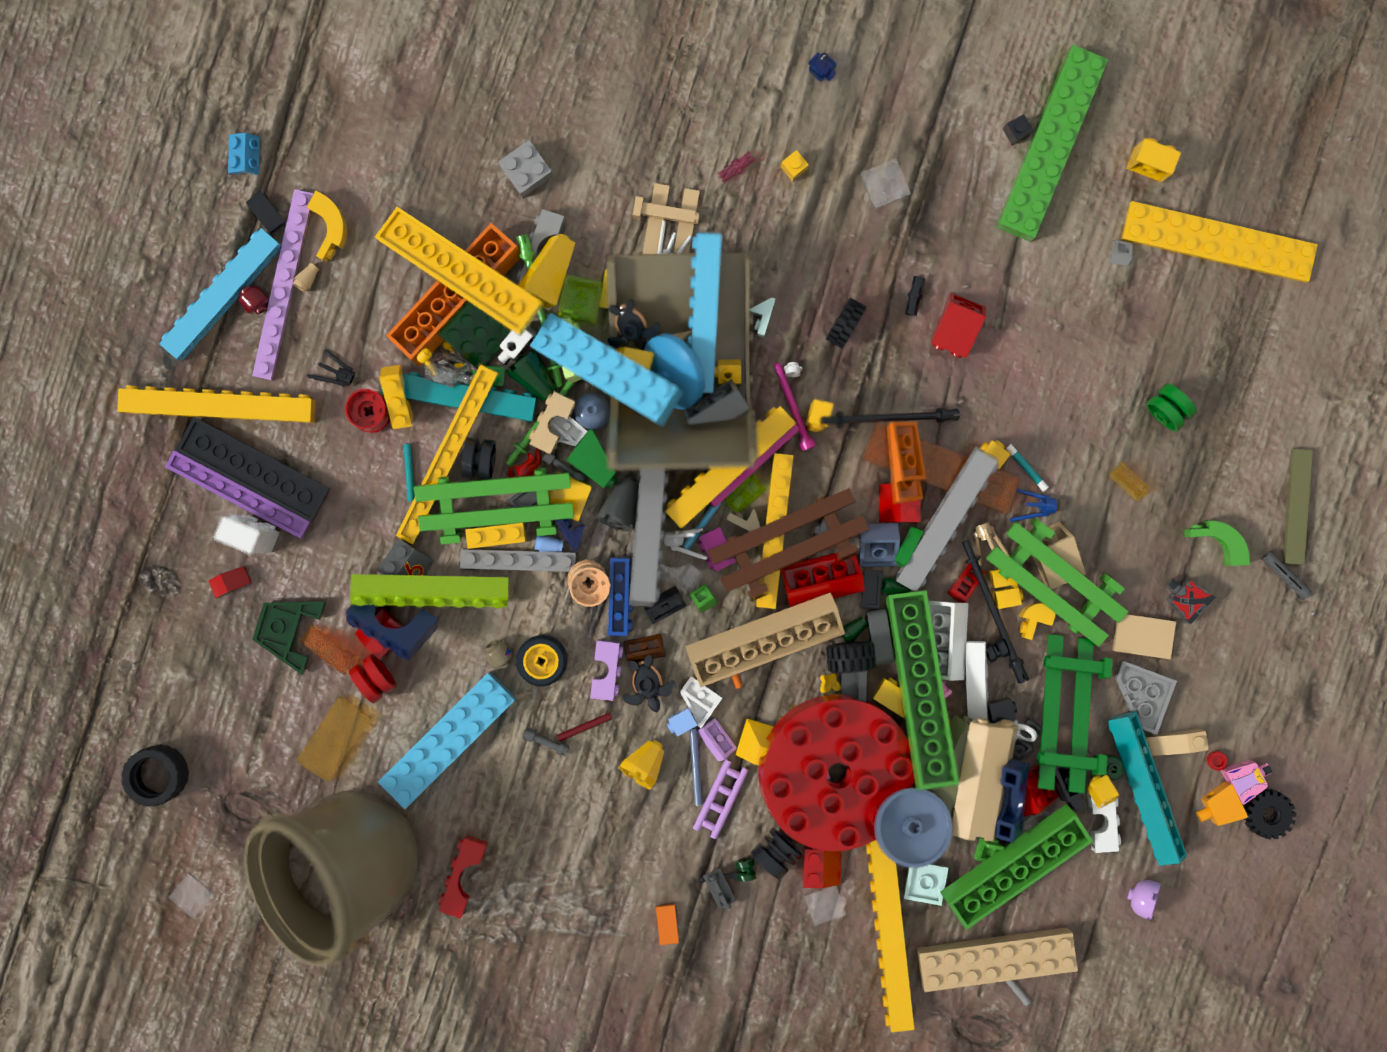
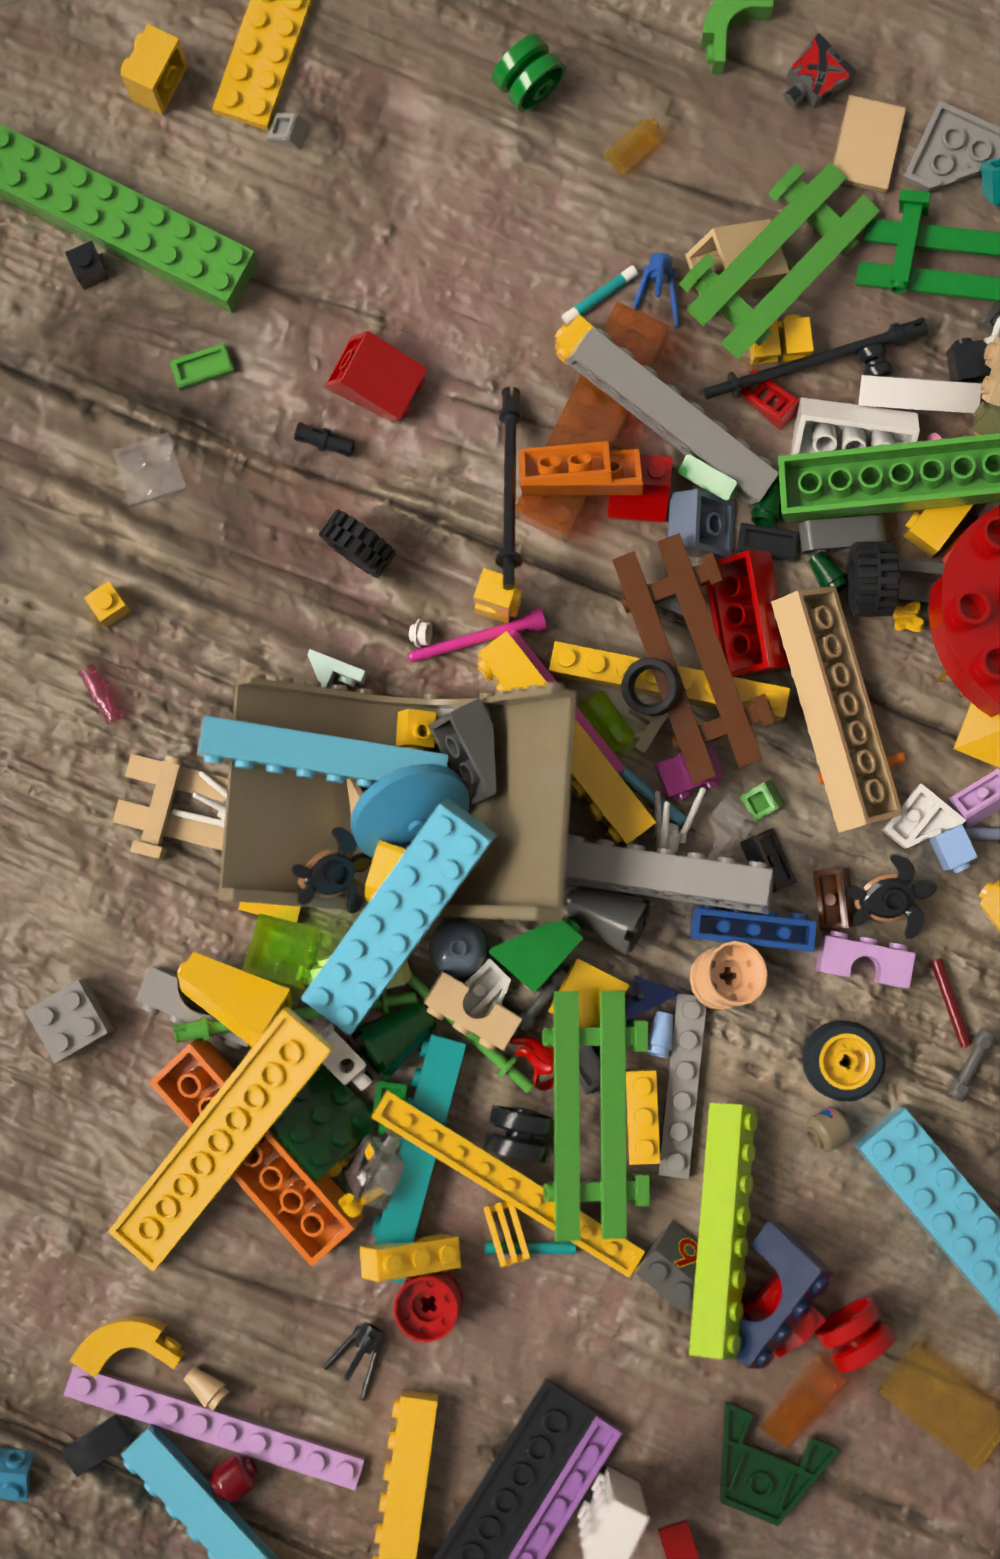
camera: 85 degrees left, 5 degrees down
(401, 462) = (498, 1207): none -> yellow tile
(767, 504) = (632, 674): none -> black tyre
(957, 211) = (202, 366): none -> bright green tile
(985, 532) = (693, 362): tan plant -> none
(1035, 613) = (823, 302): yellow brick -> none

